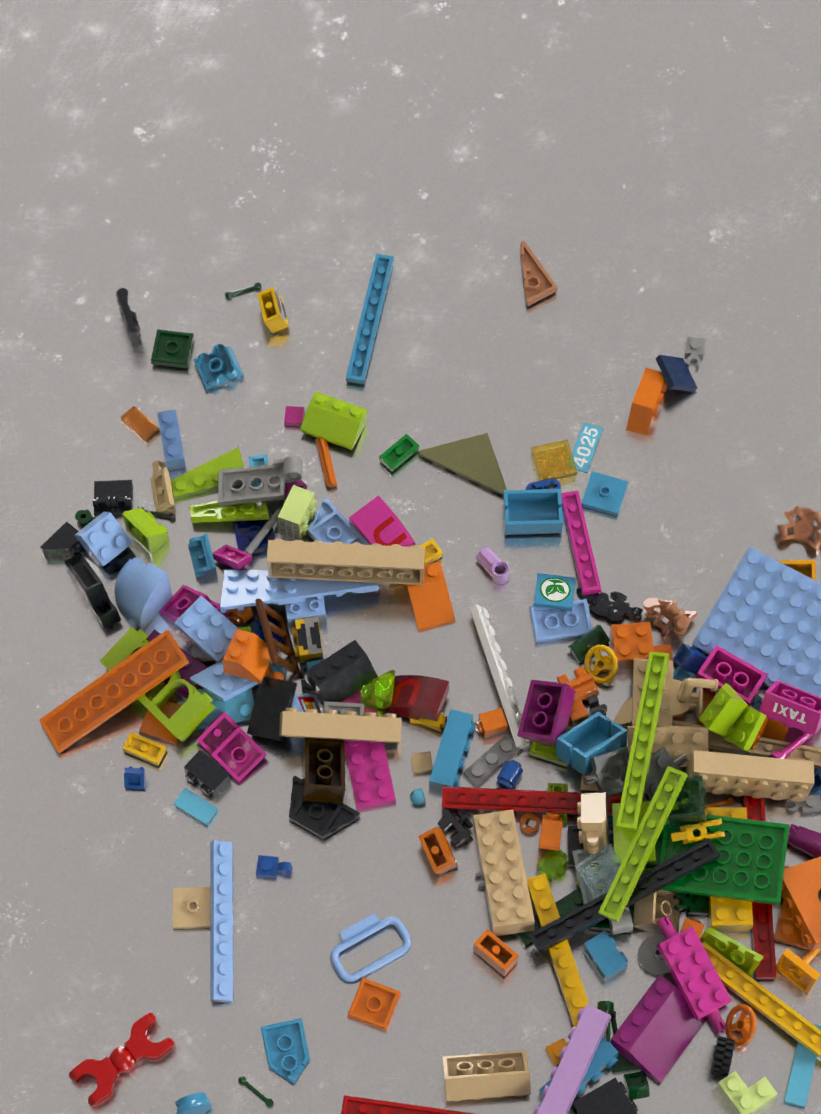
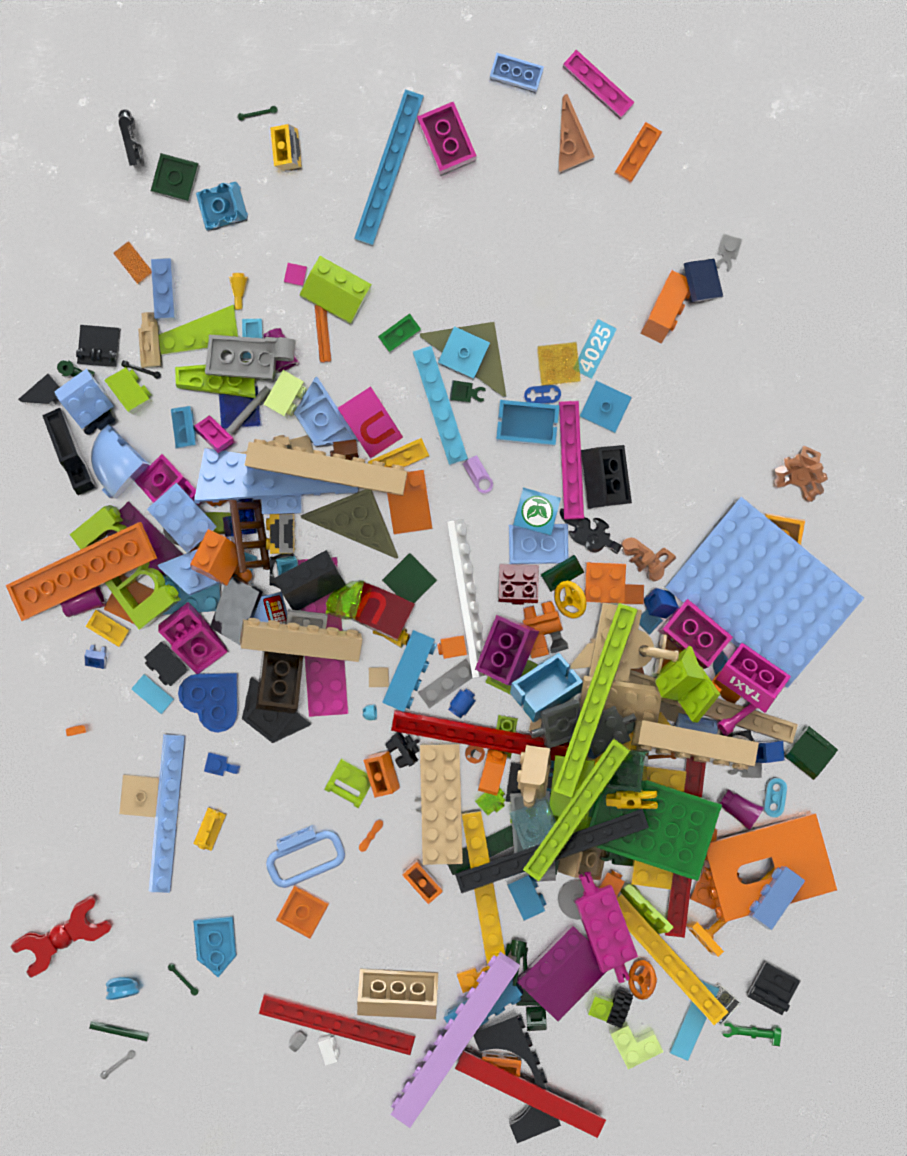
camera: 10 degrees right, 25 degrees up
(117, 725) = (84, 602): none -> magenta plant
(121, 849) = (77, 730): none -> orange tile
(241, 429) = (238, 284): none -> yellow cone
(257, 802) = (213, 698): none -> blue plate
(267, 931) = (209, 829): none -> yellow hinge
(380, 621) = (356, 519): none -> olive tile
(407, 862) = (352, 777): none -> lime plate
(420, 286) = (446, 138): none -> dark pink brick
(440, 664) = (409, 579): none -> dark green tile
(441, 906) = (370, 835): none -> orange piece
(447, 508) = (440, 405): none -> medium azure brick
(462, 460) = (464, 352): none -> medium azure plate
(467, 495) = (463, 392): none -> dark green plate
(475, 230) = (516, 72): none -> light blue piece
(548, 659) = (518, 583): none -> plate
(551, 231) = (598, 83): none -> dark pink plate
(596, 282) = (638, 152): none -> orange tile
(615, 551) = (606, 476): none -> black slope
(702, 1059) = (600, 1007): none -> lime brick

